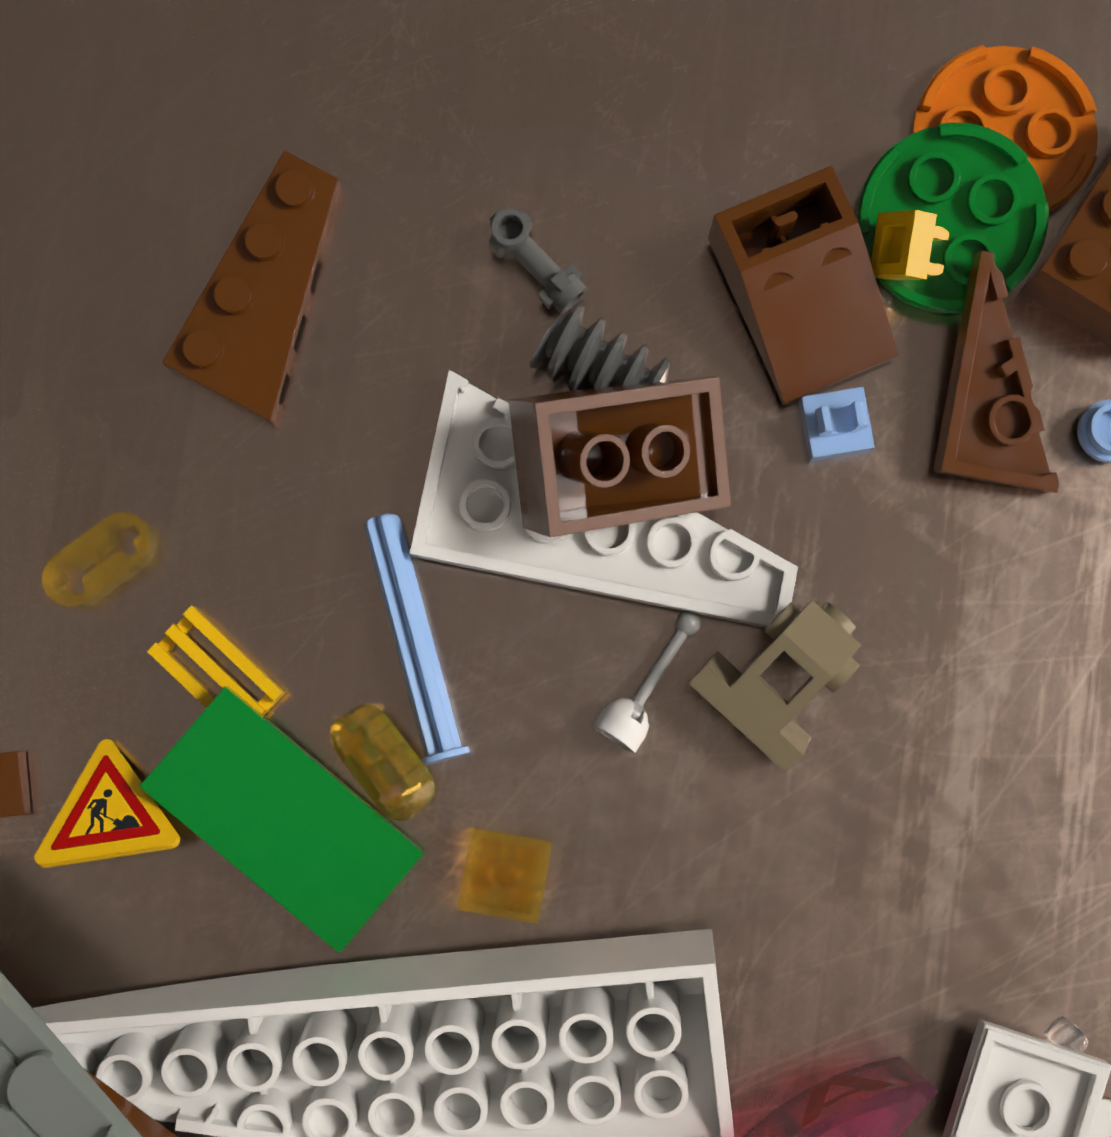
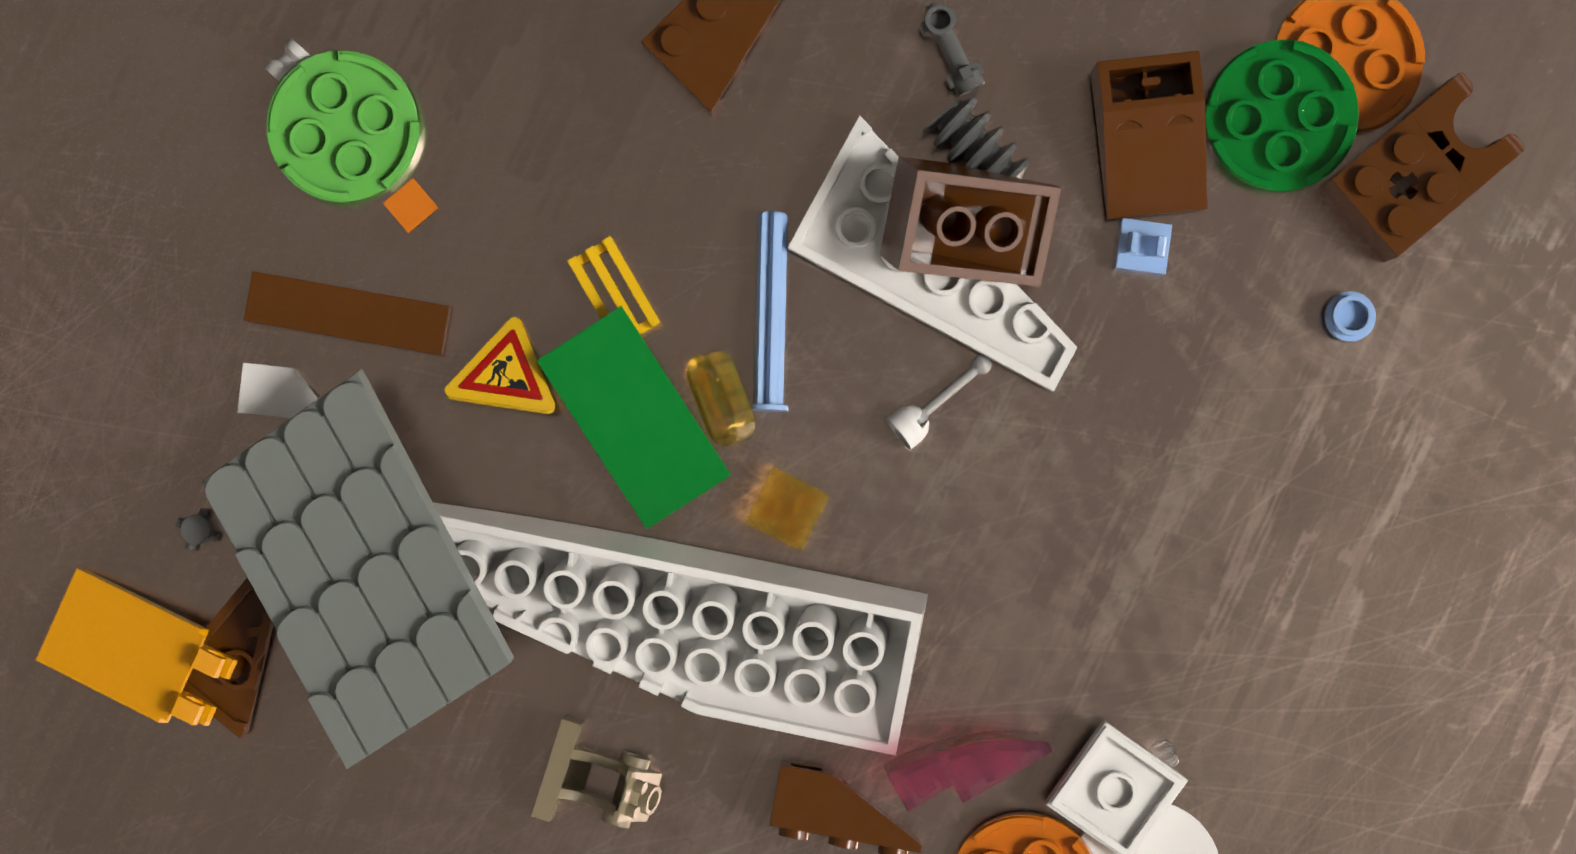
camera: 15 degrees right, 5 degrees up
(91, 549) = (544, 169): clear yellow beam -> none
(819, 642) = (1073, 408): dark tan tile -> none
(905, 244) = (1236, 127): yellow tile -> none
(989, 411) = (1261, 274): reddish brown wing -> none

